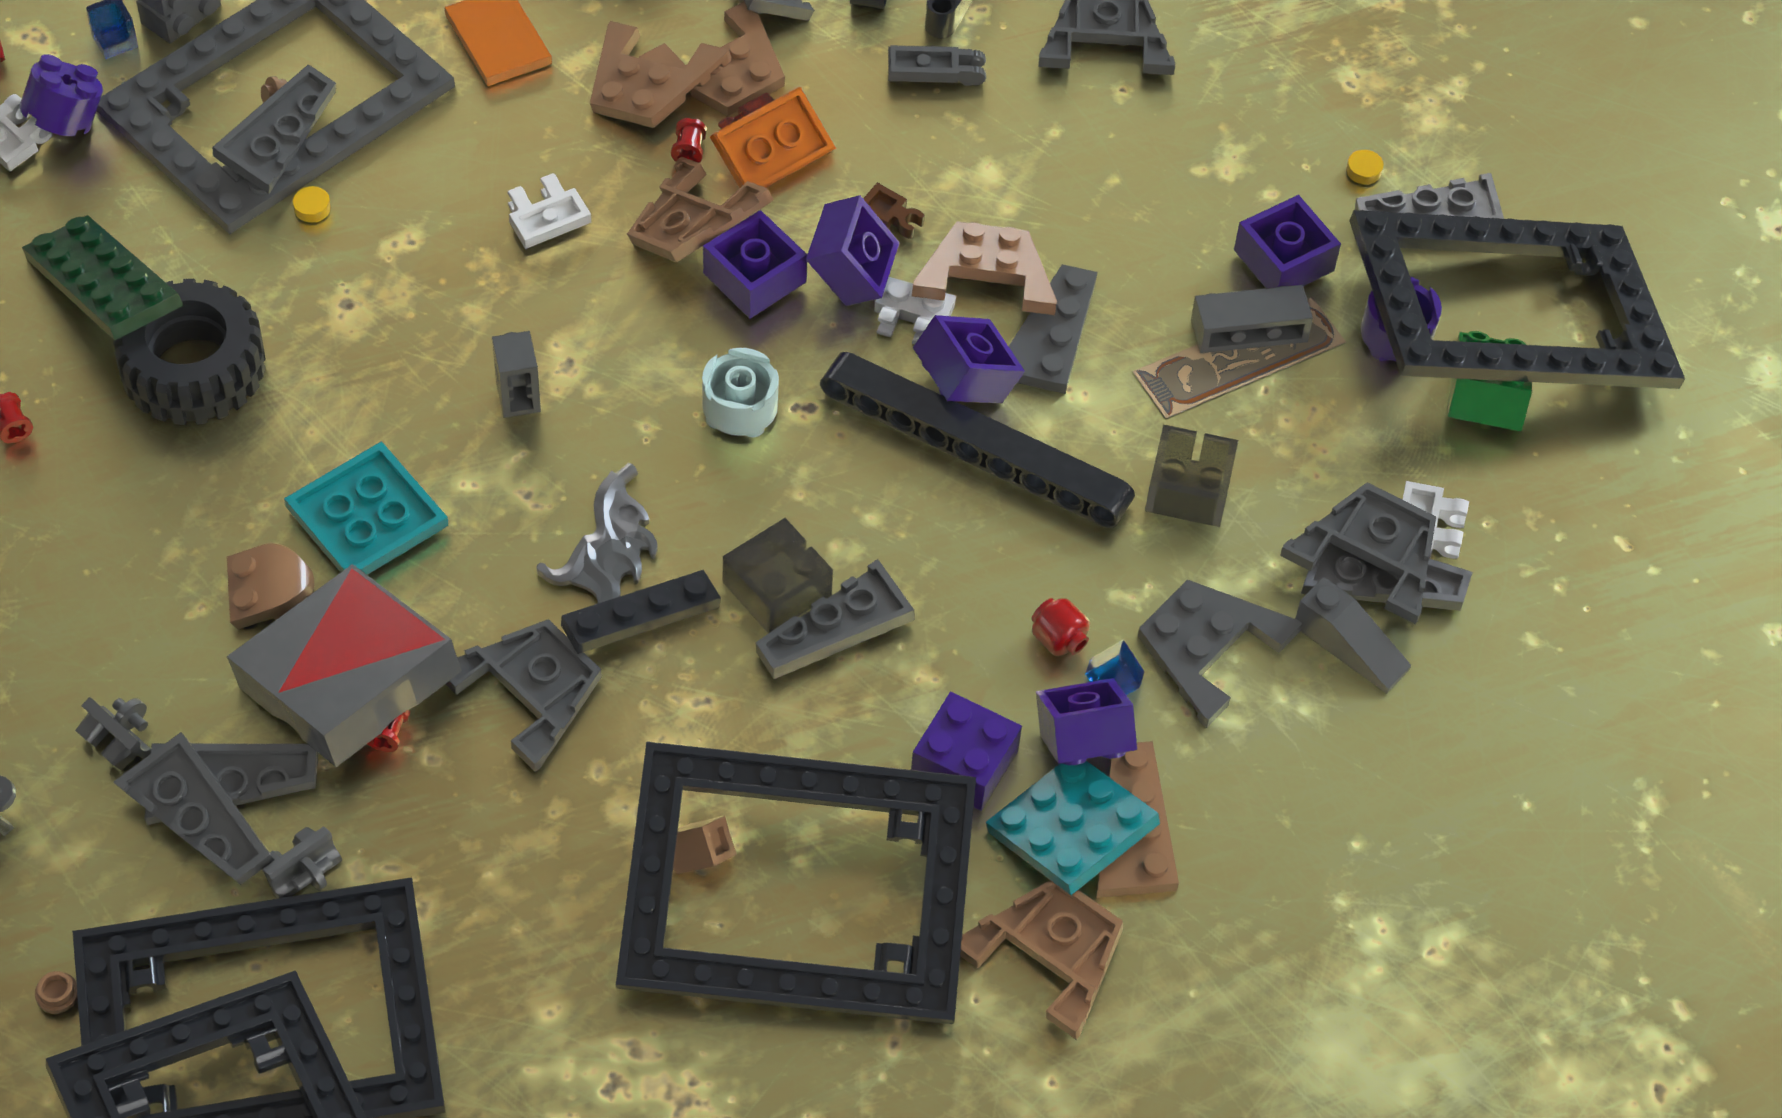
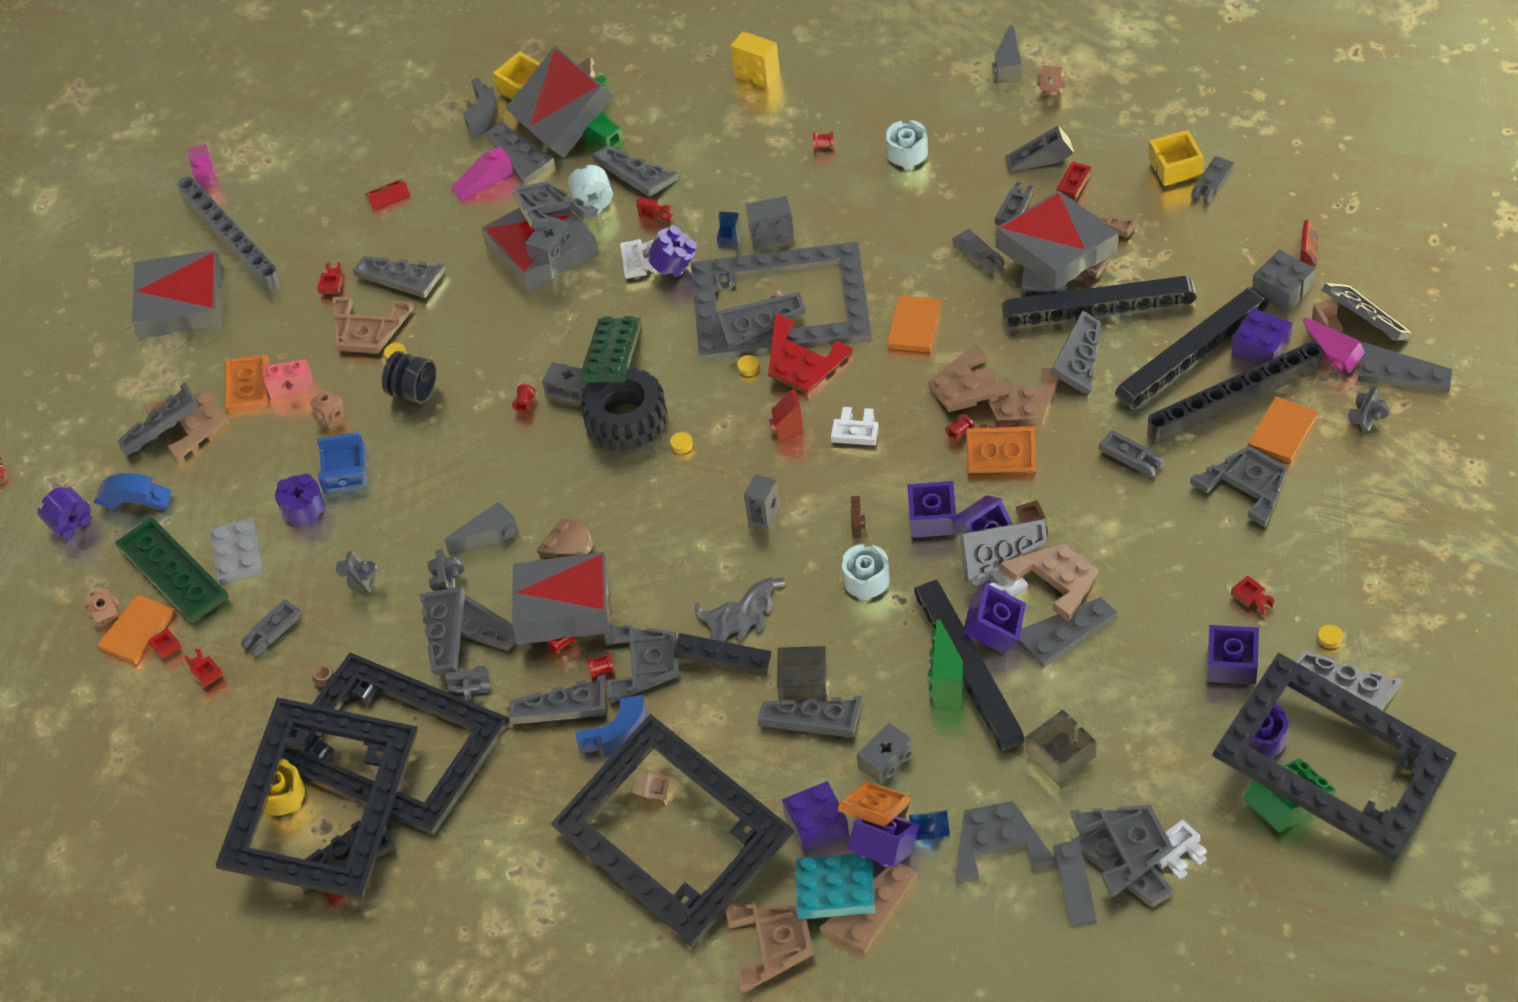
camera: 50 degrees right, 5 degrees down
(62, 360) = (563, 382): none -> dark grey brick
(125, 636) = (484, 530): none -> dark grey slope
(310, 359) = (681, 443): none -> yellow tile
(366, 511) = (640, 532): teal plate -> none
(384, 166) = (798, 365): none -> red wing
(444, 241) = (787, 417): none -> red slope
(479, 727) = (600, 665): none -> red bush
(481, 803) = (561, 704): none -> dark grey wing
(590, 815) = (614, 734): none -> blue arch
(660, 331) = (858, 521): none -> reddish brown plate
(685, 222) = (918, 466): medium nougat wing -> none
(891, 263) = (991, 546): none -> wing
(964, 457) = (945, 671): none -> green slope
(977, 615) = (884, 753): none -> dark grey brick
(1035, 684) = (874, 803): none -> orange tile
(1060, 627) = (920, 784): red head -> none
(1196, 377) = (1159, 701): sticker -> none
(1233, 163) = (1250, 593): none -> red plate
(1251, 318) = (1178, 683): dark grey brick -> none

